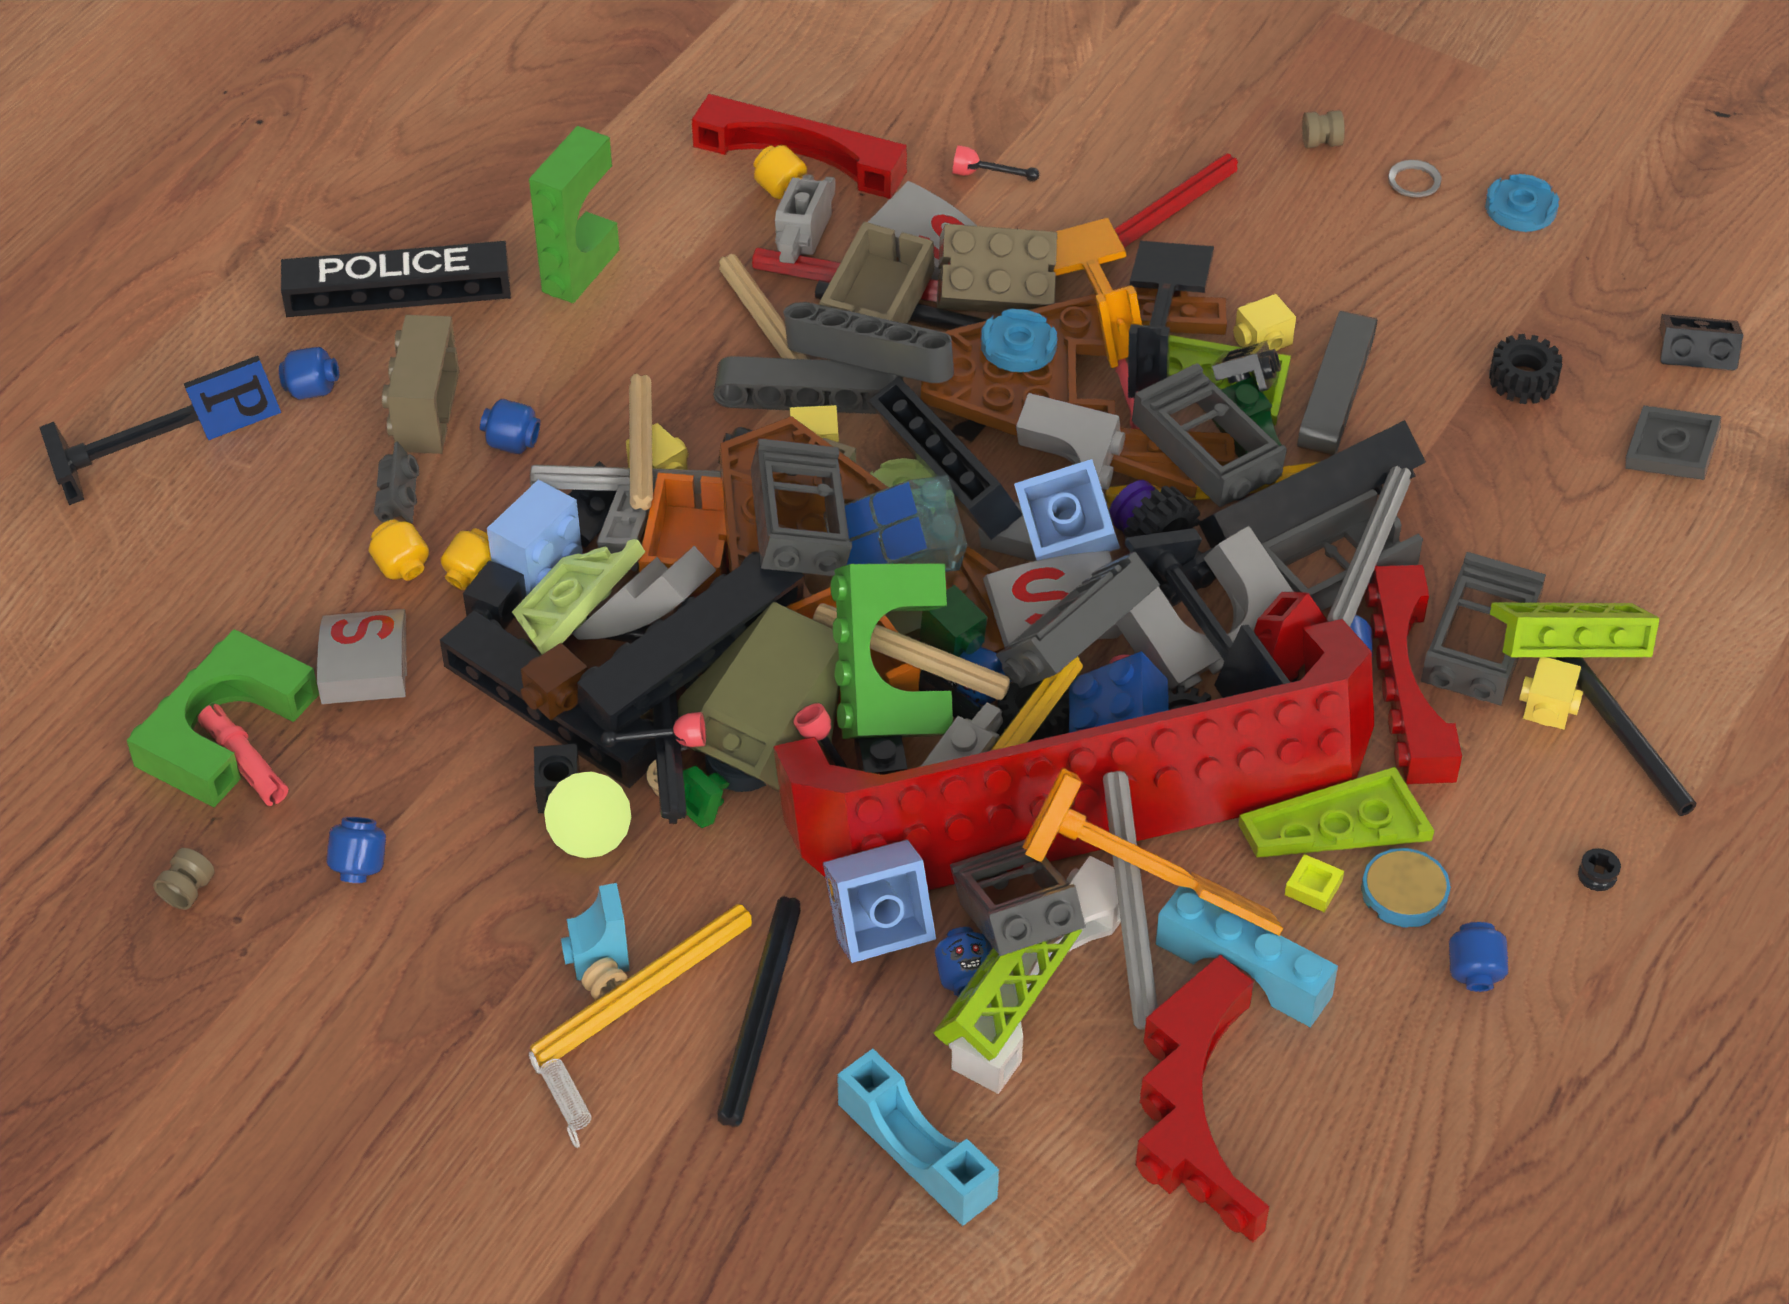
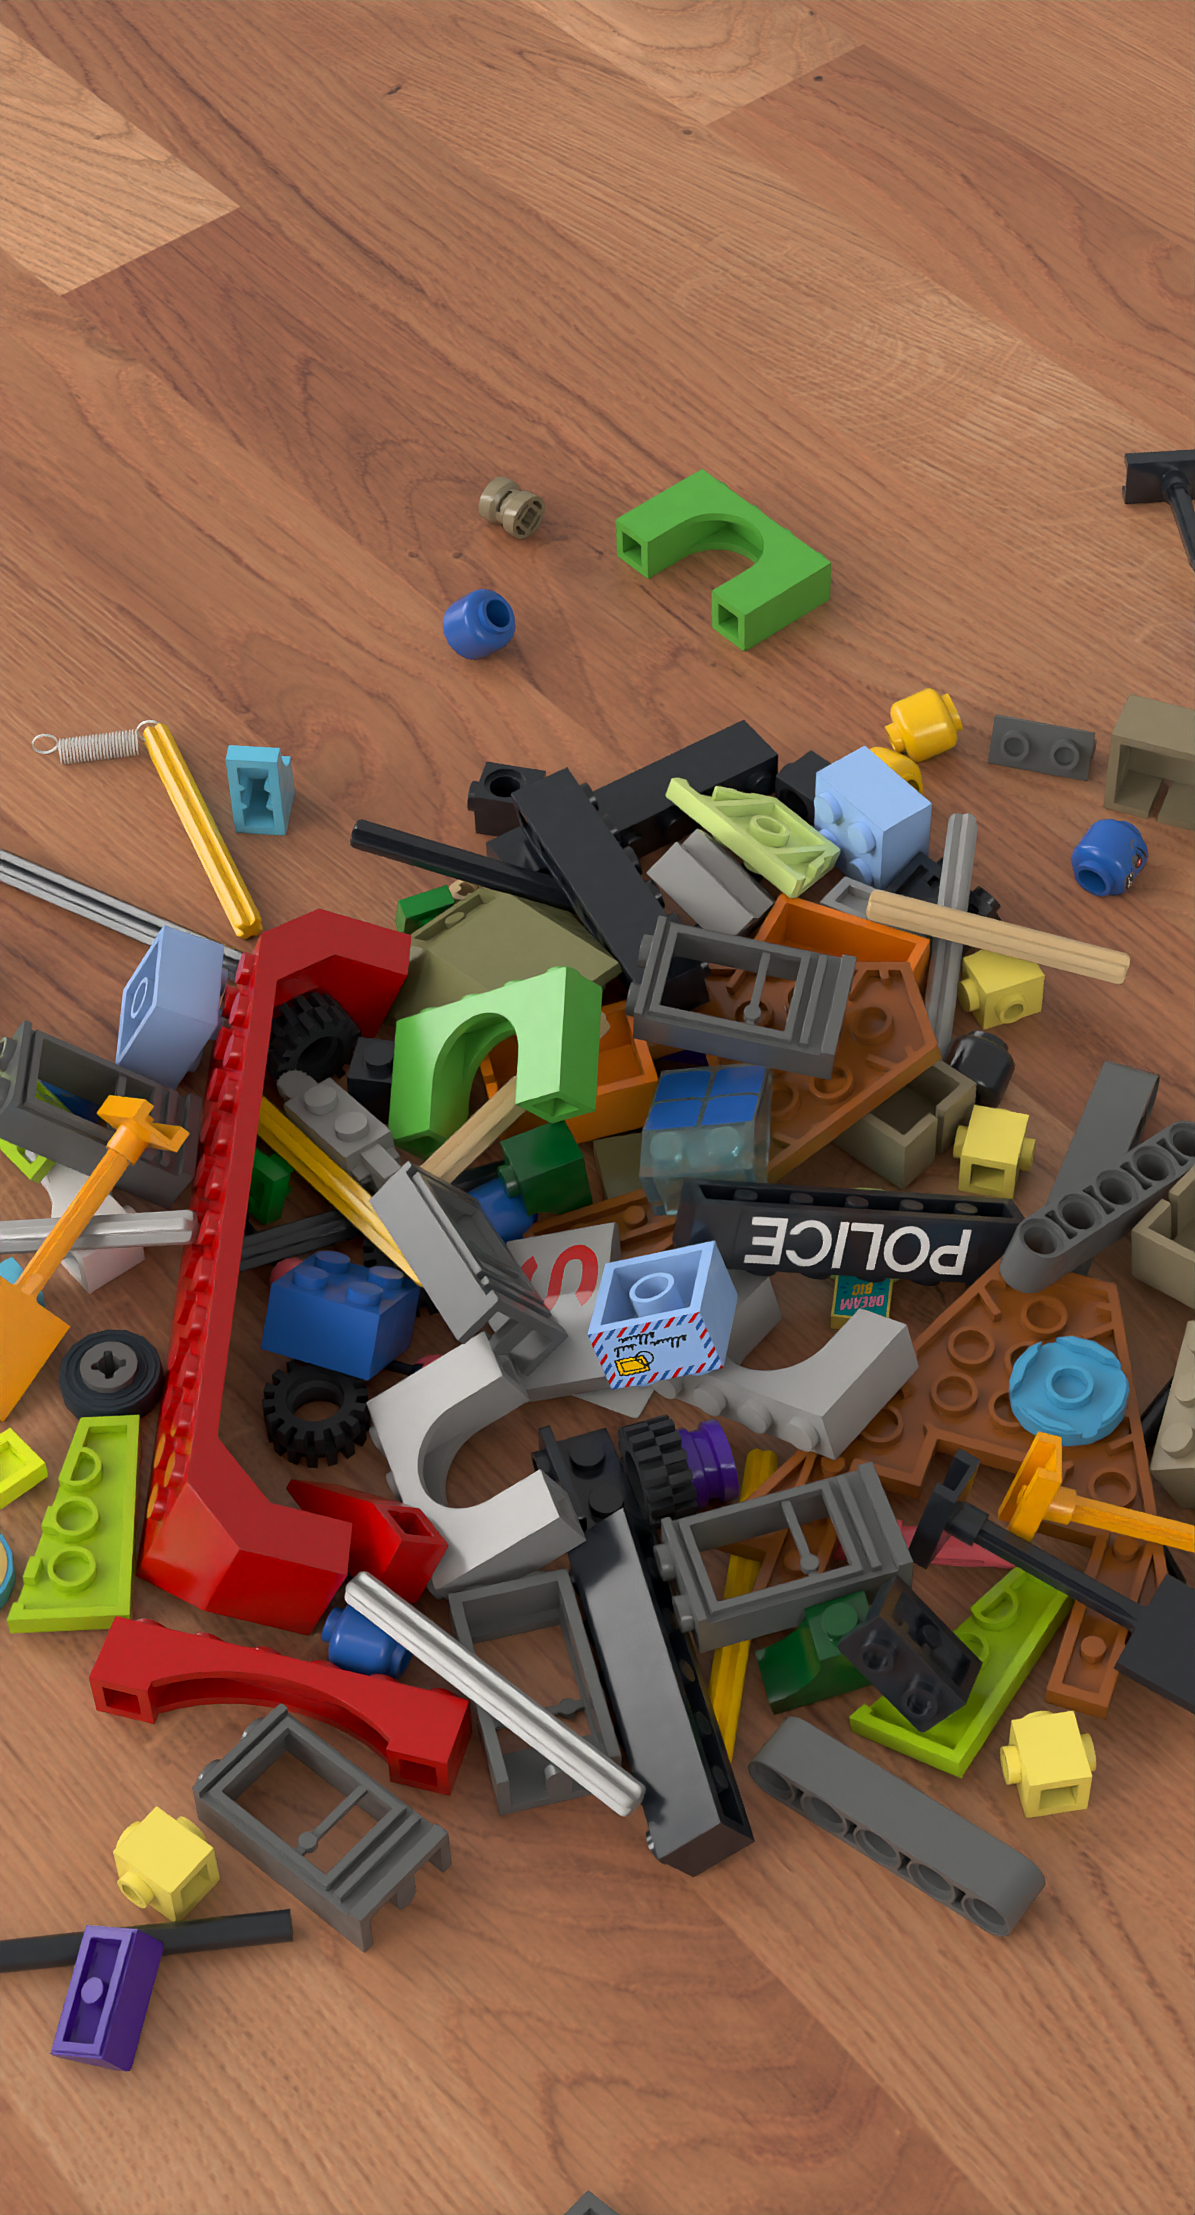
camera: 110 degrees right, 0 degrees up
(249, 761) = (677, 567): coral pin -> none
(362, 656) = (773, 674): light grey slope -> none
(552, 681) = (617, 780): reddish brown brick -> none
(587, 814) = (438, 802): yellowish green tile -> none
(602, 977) = (216, 792): tan bush -> none
(687, 730) = (476, 872): hinge -> none
(816, 722) = (429, 982): coral hinge -> none
(1196, 849) = (132, 1372): none -> black wheel
(1246, 660) = (346, 1454): black piece -> none
(1525, 383) = (836, 2158): black tyre -> none
(1576, 629) = (223, 1918): lime fence -> none
(1649, 693) = (108, 1997): none -> dark purple slope

